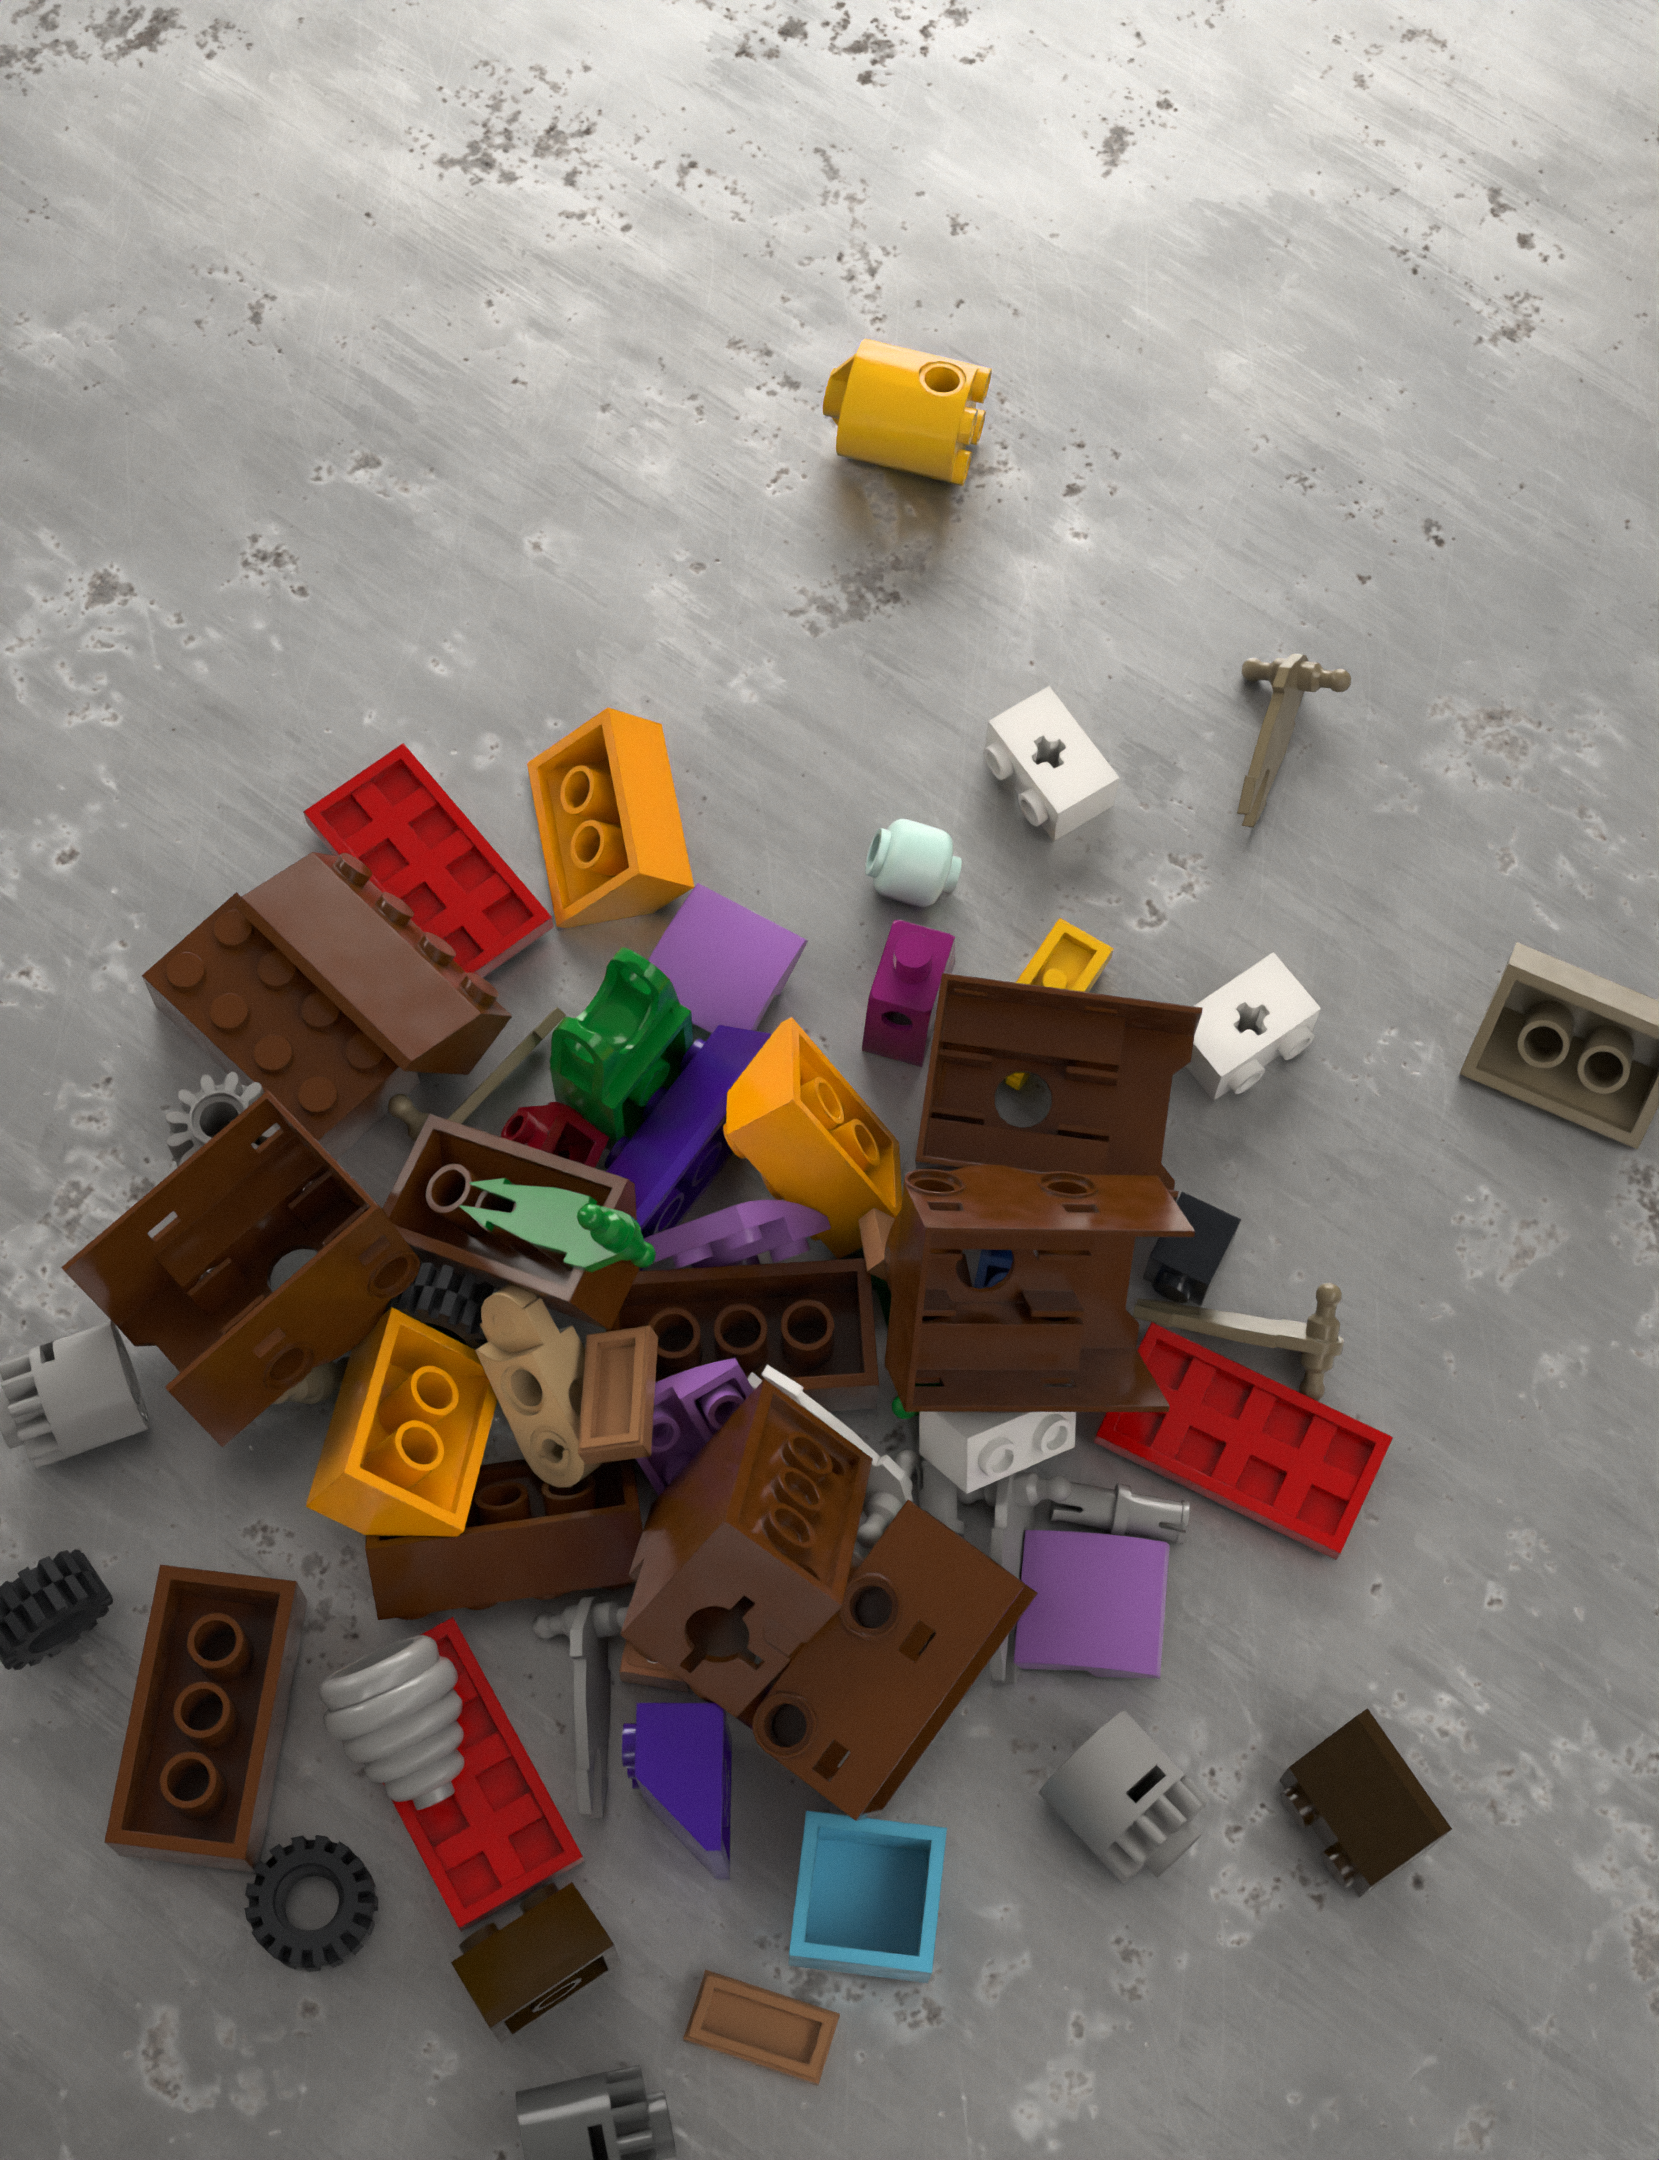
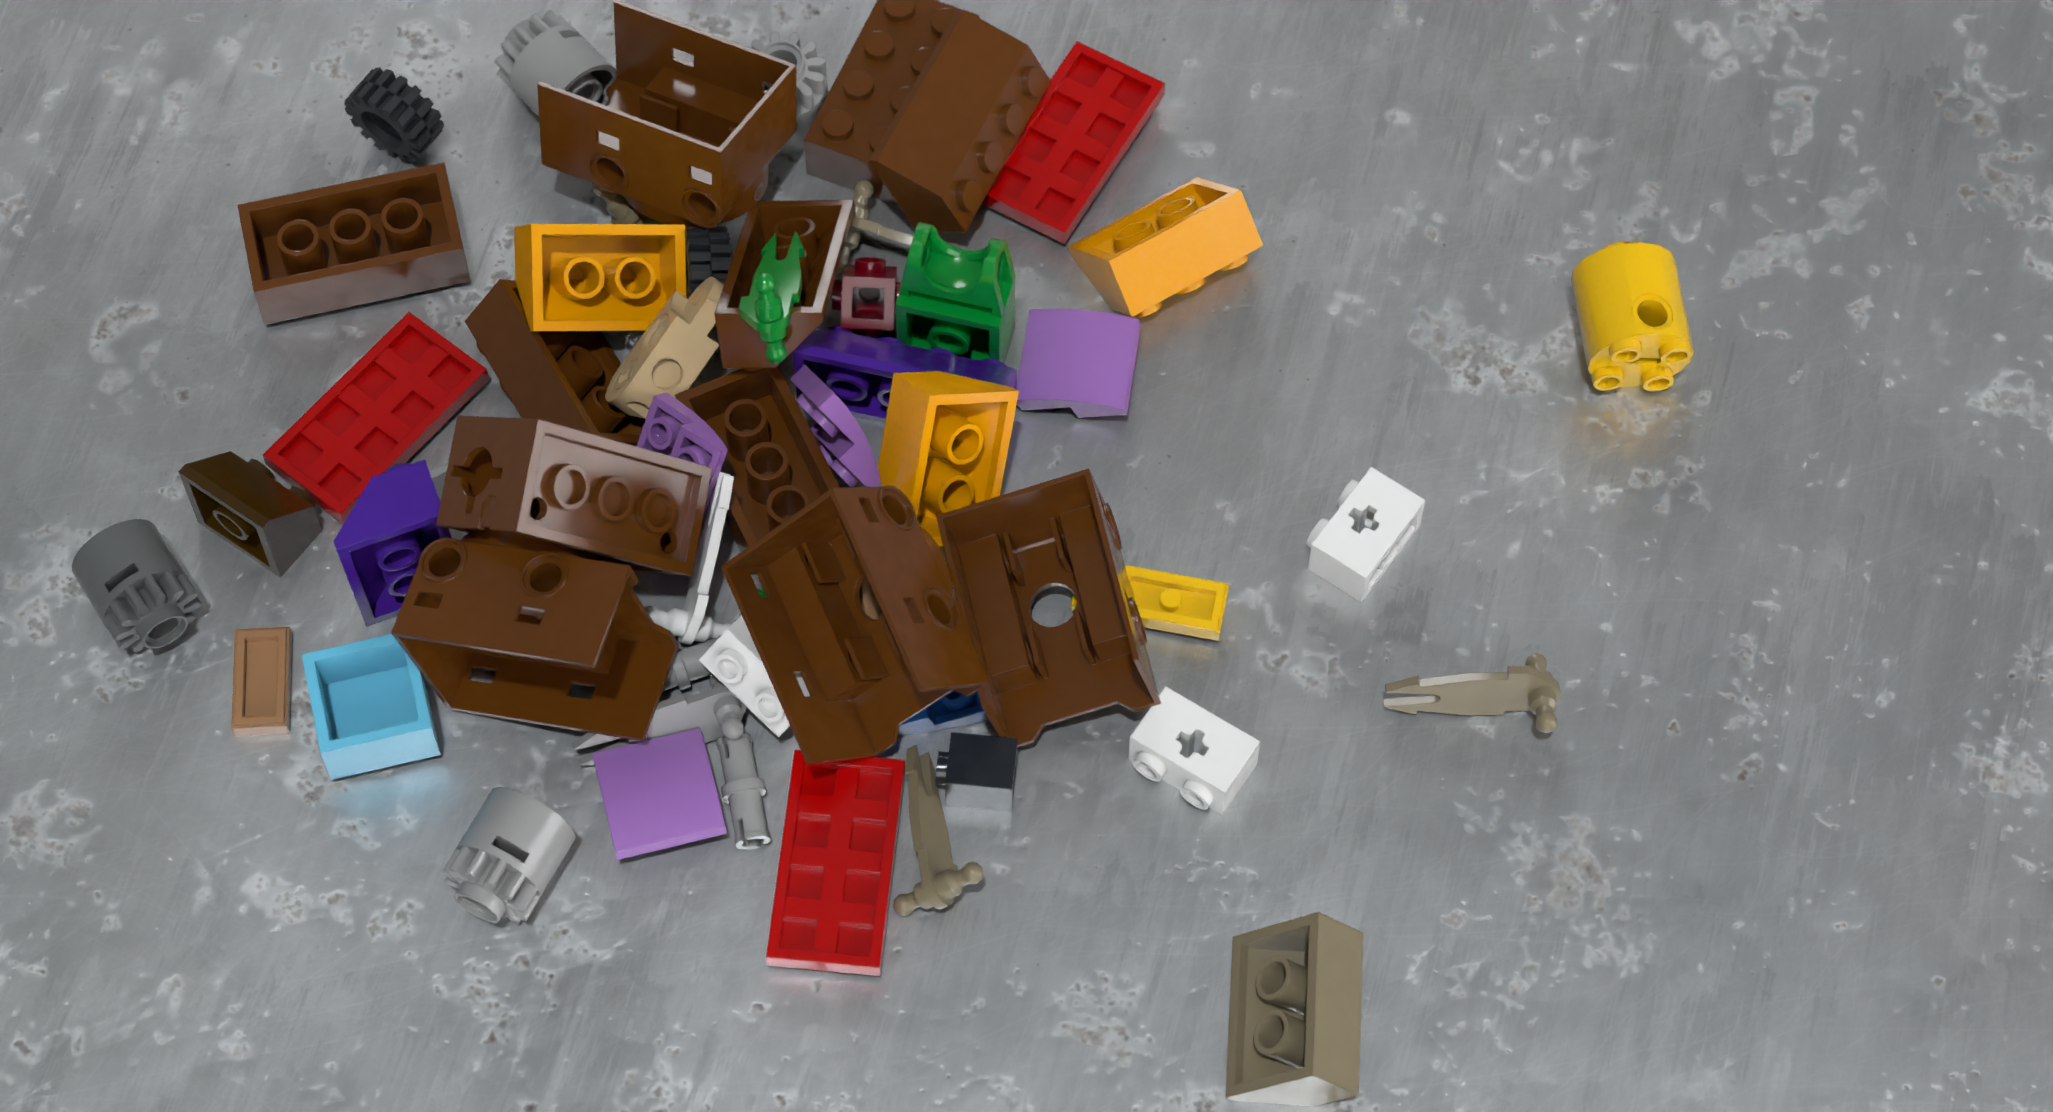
camera: 70 degrees right, 5 degrees down
(281, 1872) = (245, 337): black tyre -> none
(399, 1719) = (385, 347): light grey piece -> none
(618, 1395) = (672, 389): medium nougat tile -> none
(907, 984) = (1129, 485): magenta torso -> none
(912, 863) = (1227, 463): light aqua head -> none
(1362, 1805) = (563, 1030): dark brown slope -> none

